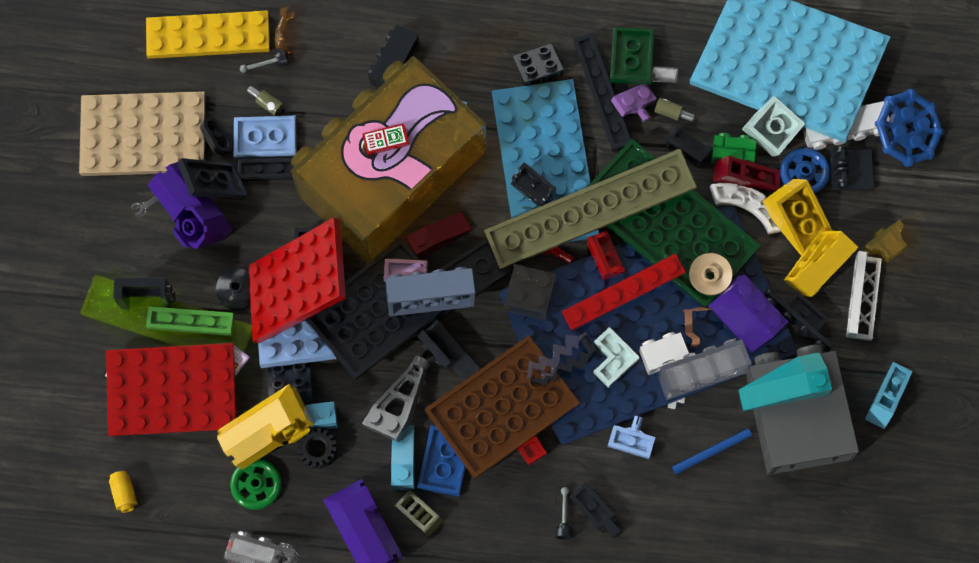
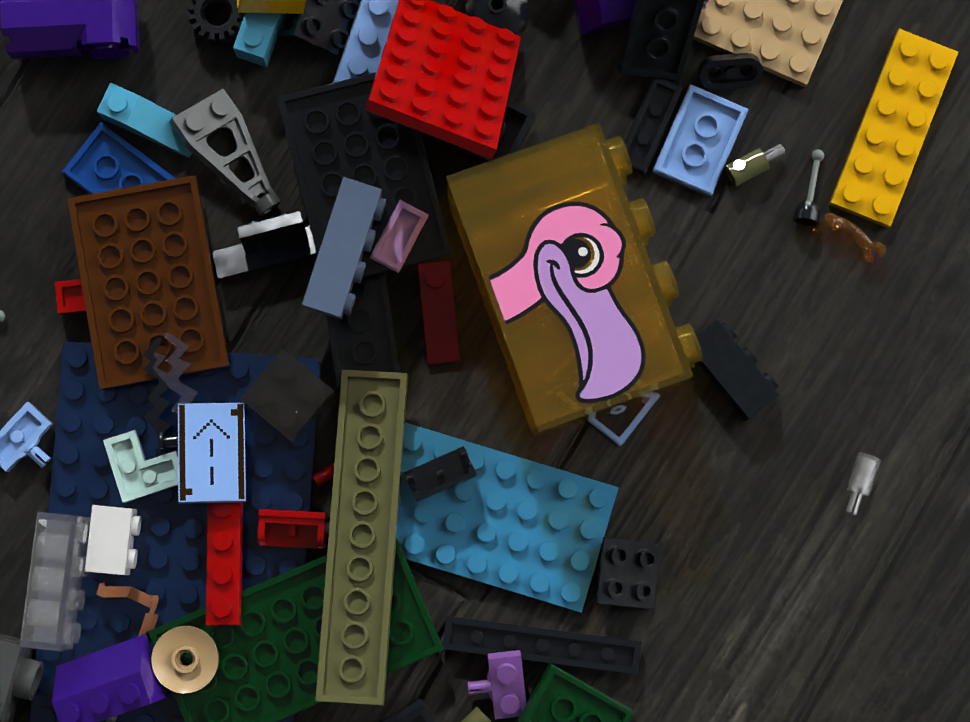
camera: 105 degrees right, 10 degrees up
(385, 139) = (579, 275): tile -> none
(431, 516) = (59, 123): olive slope -> none
(585, 316) = (211, 453): none -> light blue tile

